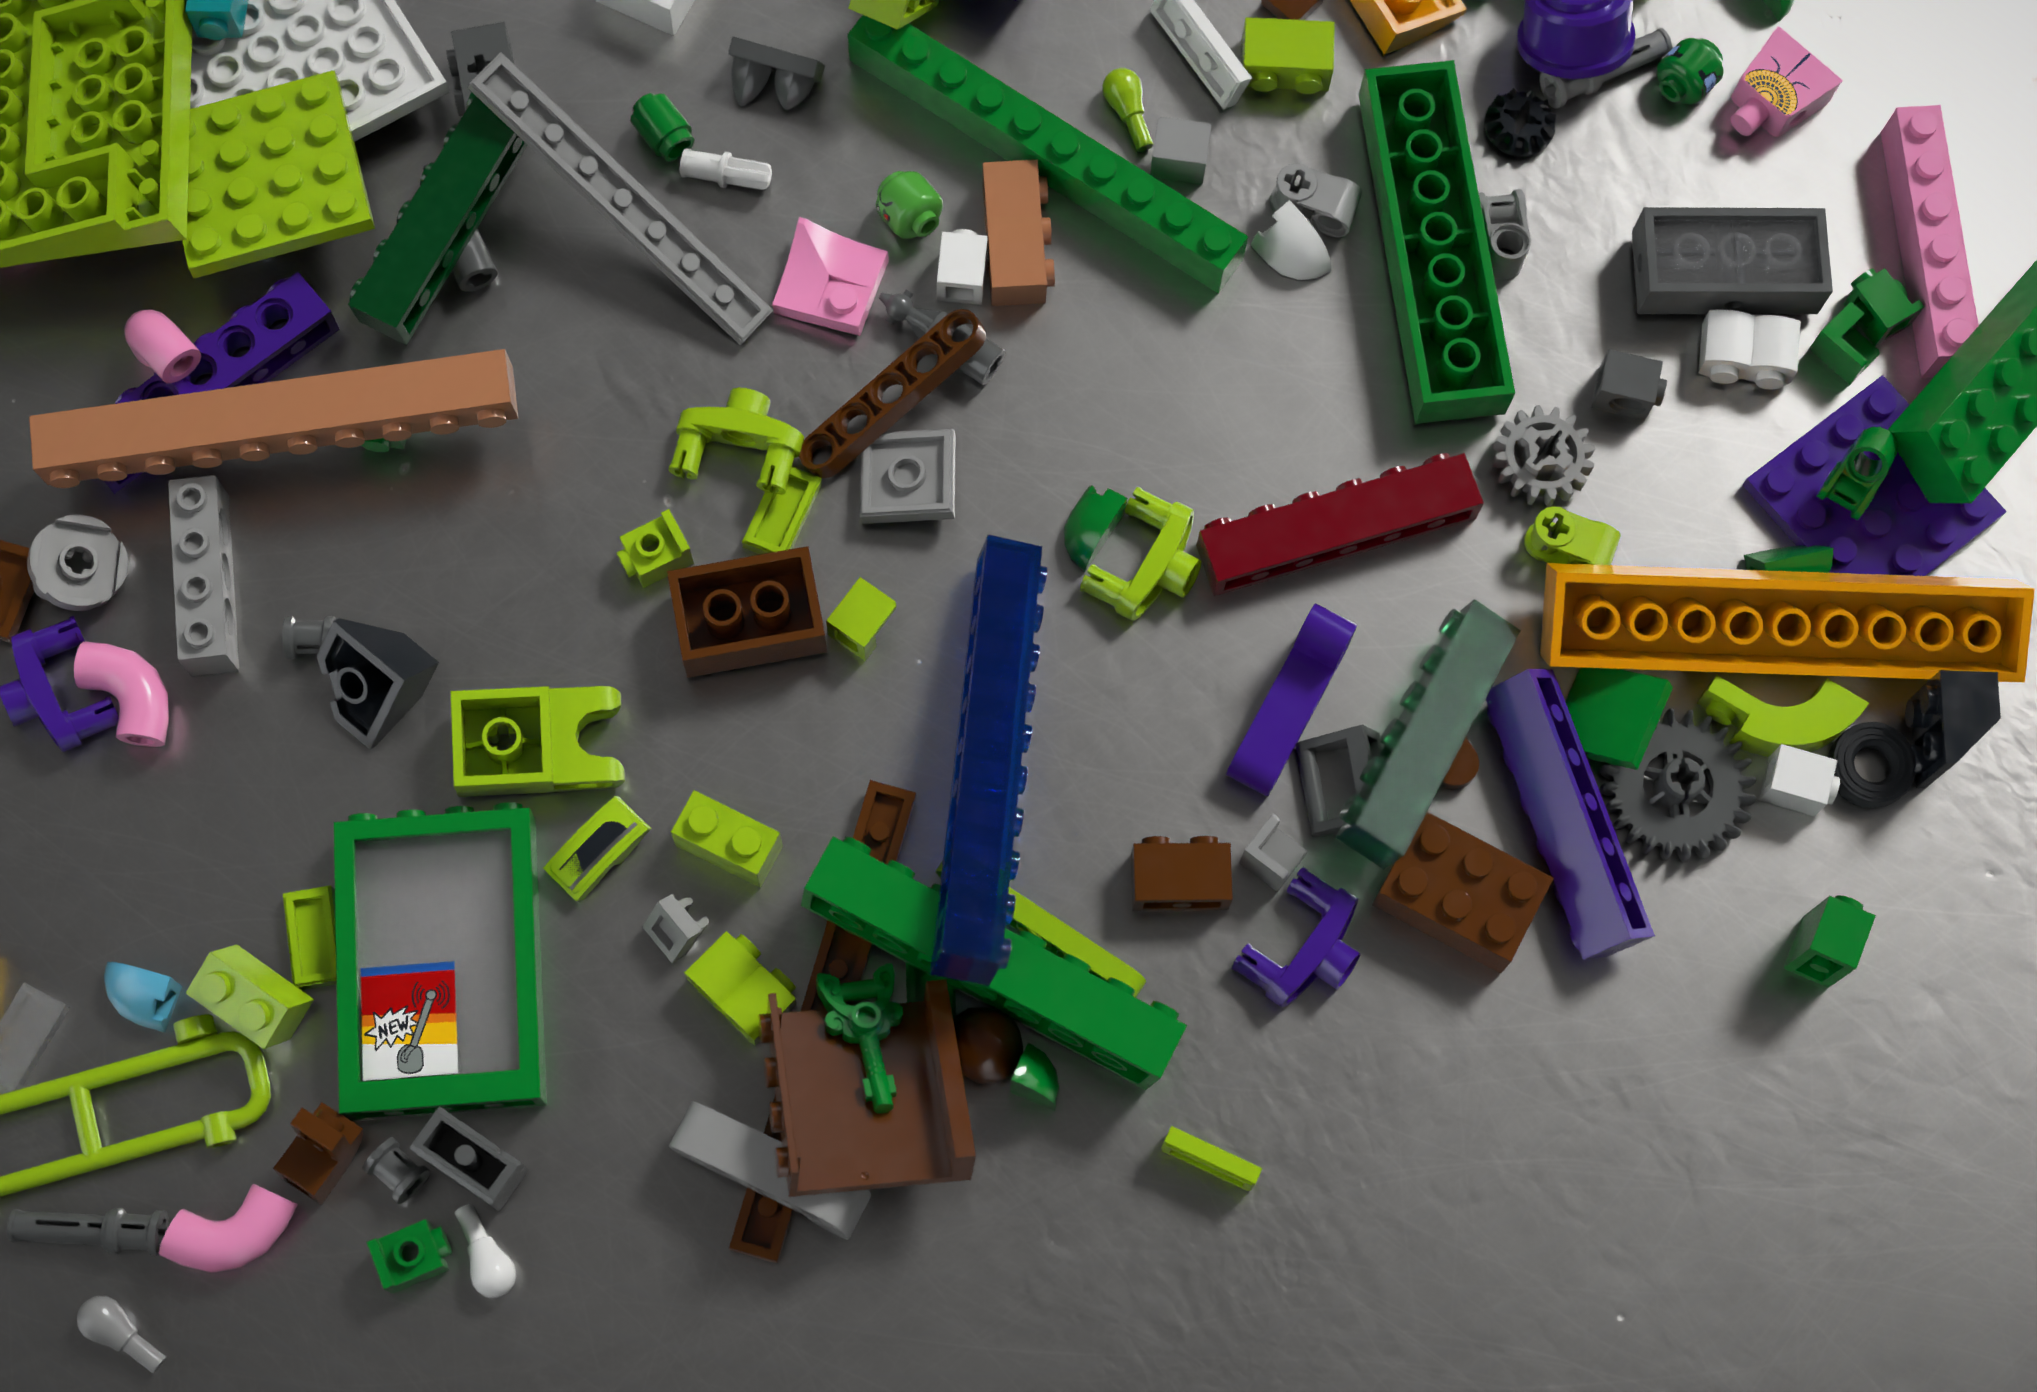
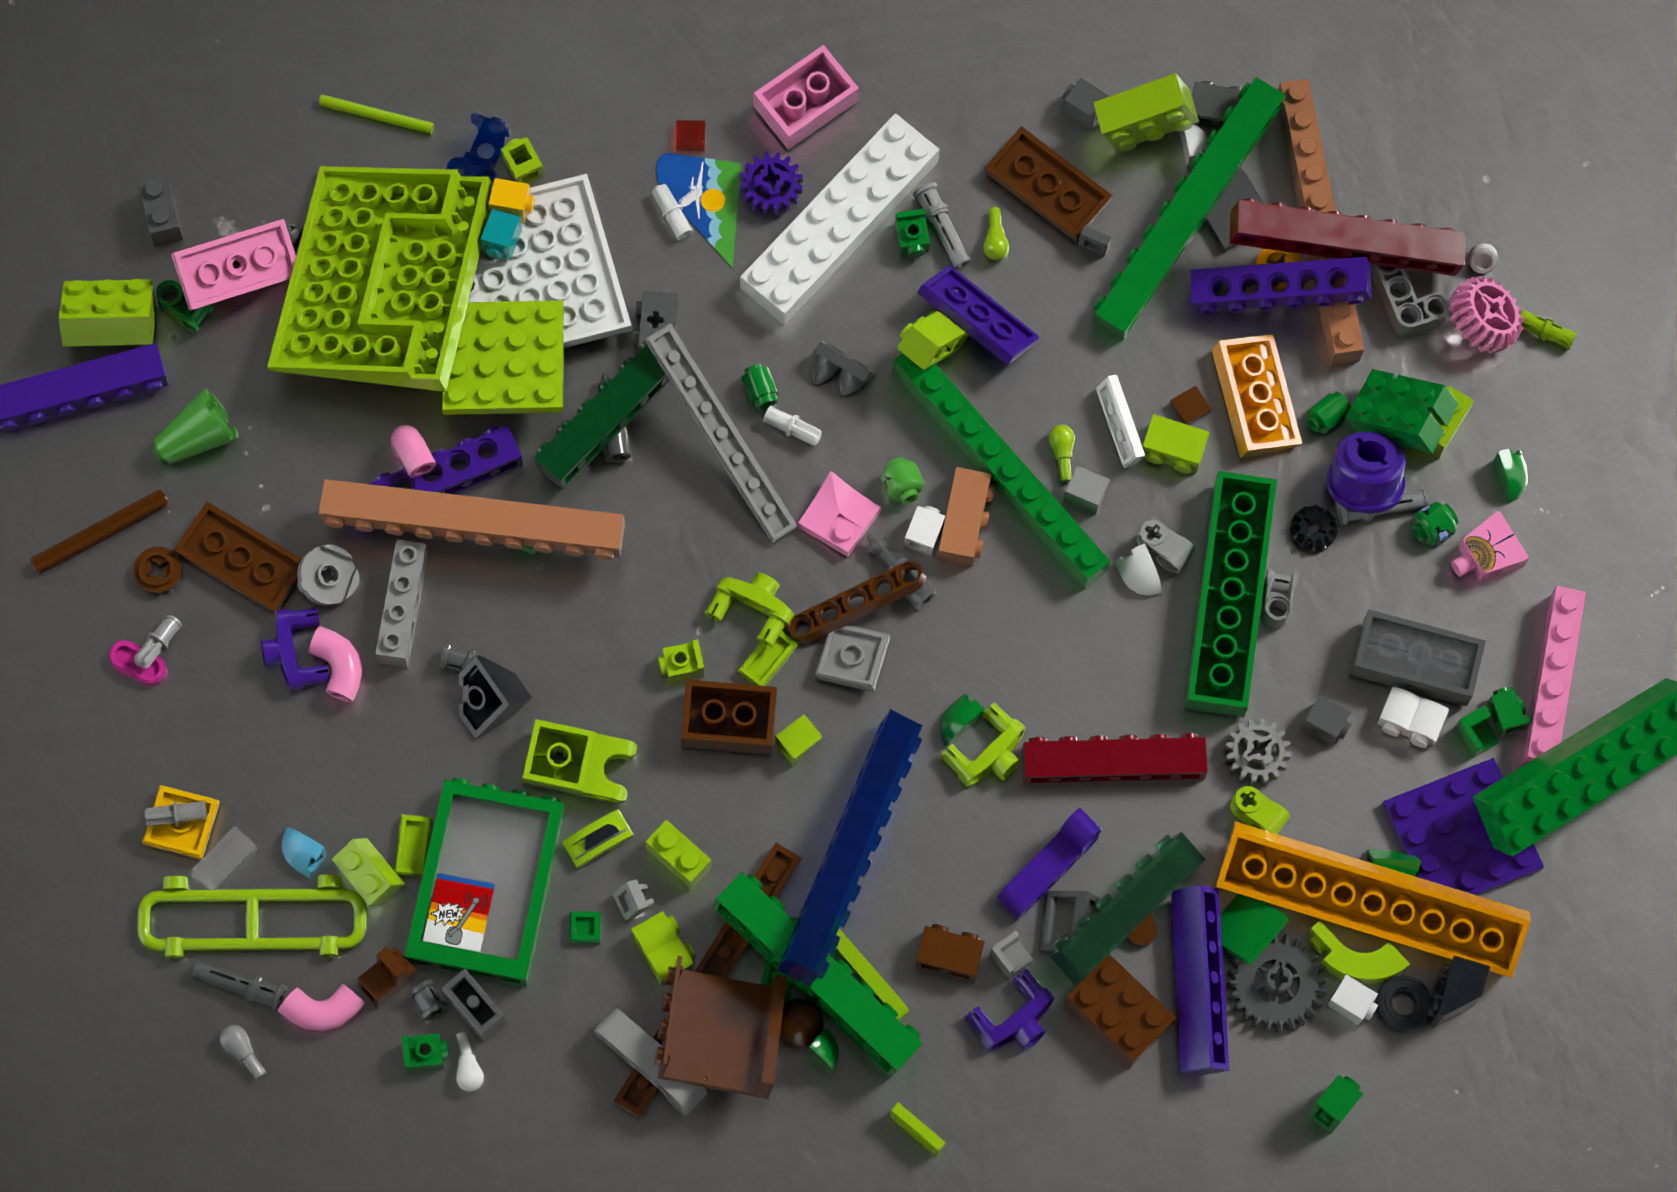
camera: 15 degrees right, 0 degrees up
(613, 989) = (585, 927): none -> green tile
(864, 1025) = (730, 990): green piece -> none
(1857, 477) = (1451, 816): green piece -> none

